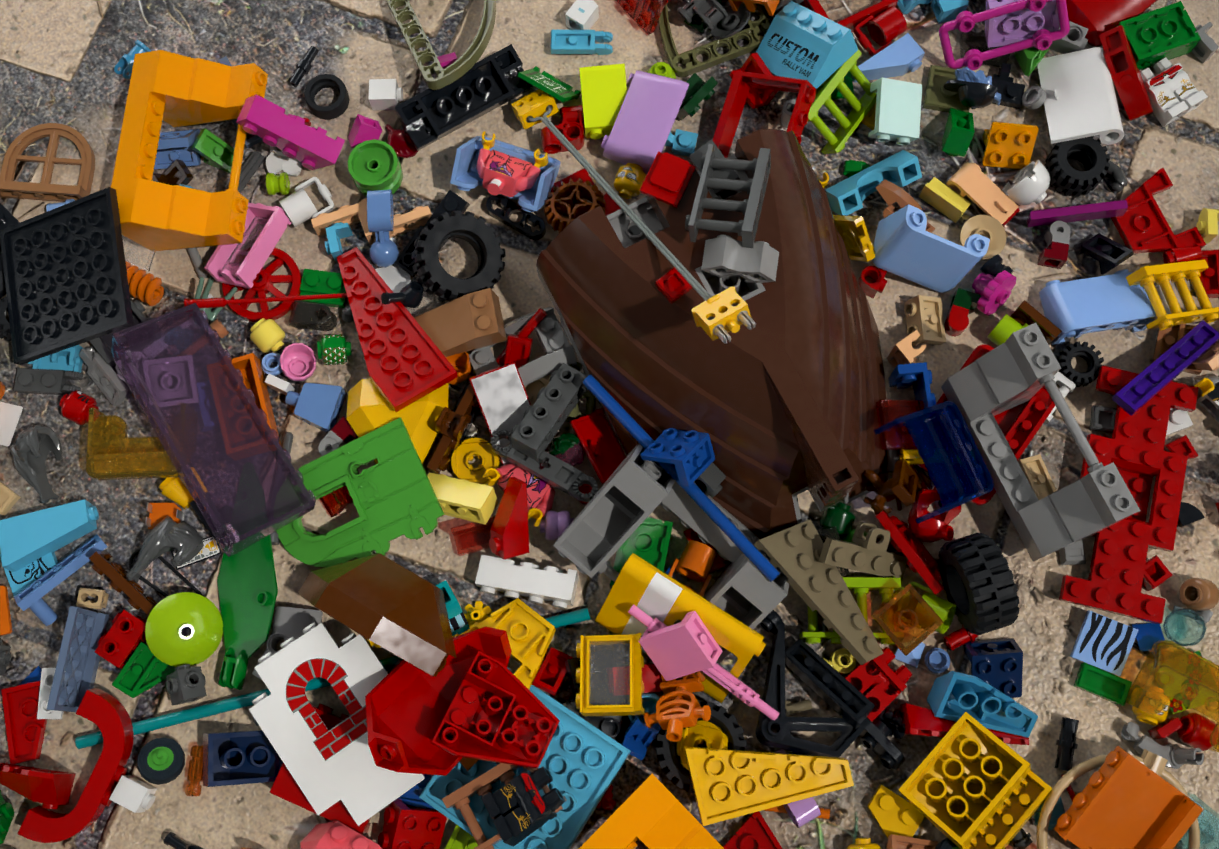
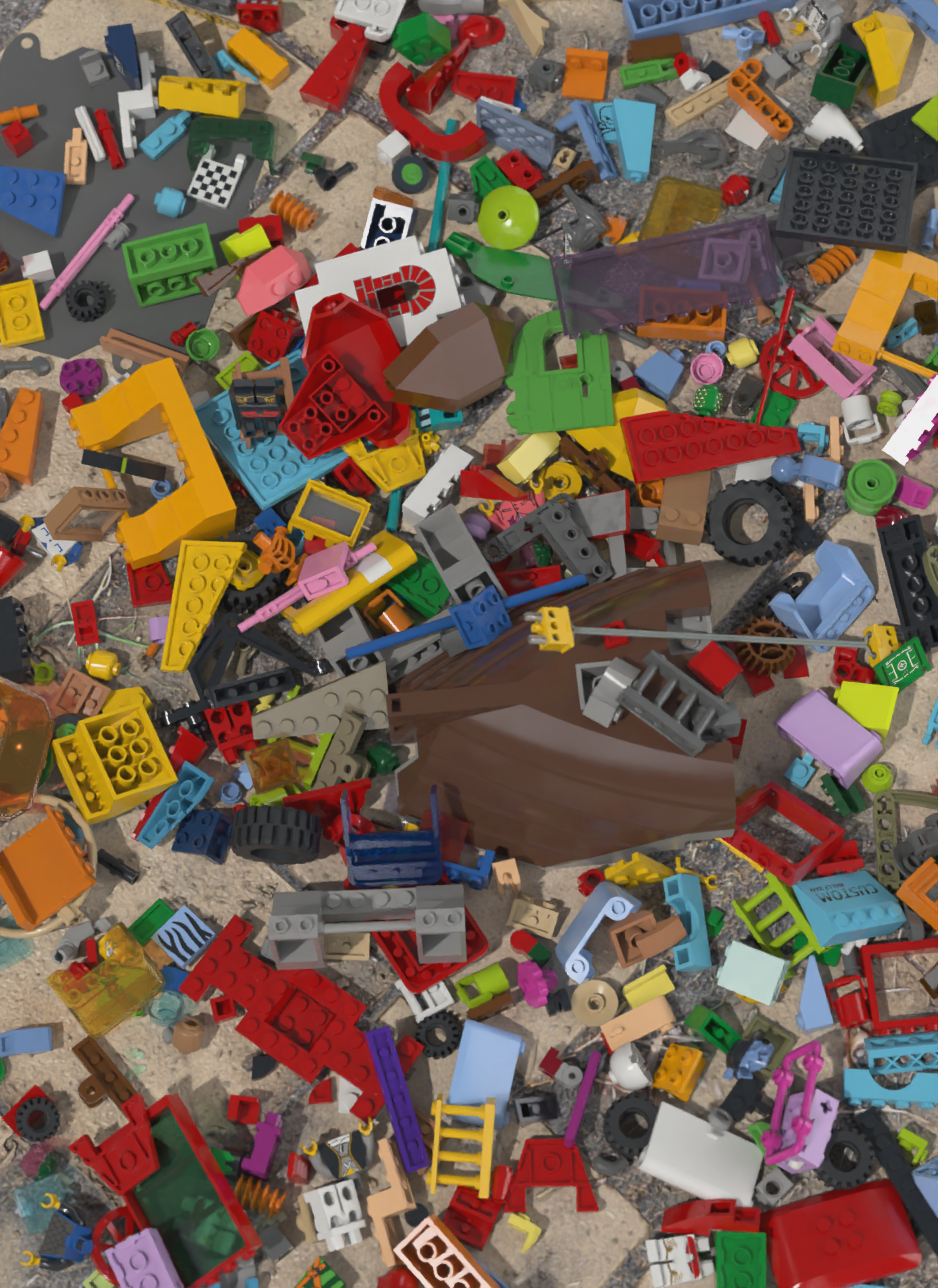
camera: 110 degrees right, 5 degrees down
(278, 384) = (692, 349): white tile -> none
(409, 295) = (730, 469): black bar -> none
(506, 173) = (820, 593): coral torso -> none
(629, 180) = (774, 703): yellow head -> none
(901, 486) = (387, 804): reddish brown piece -> none

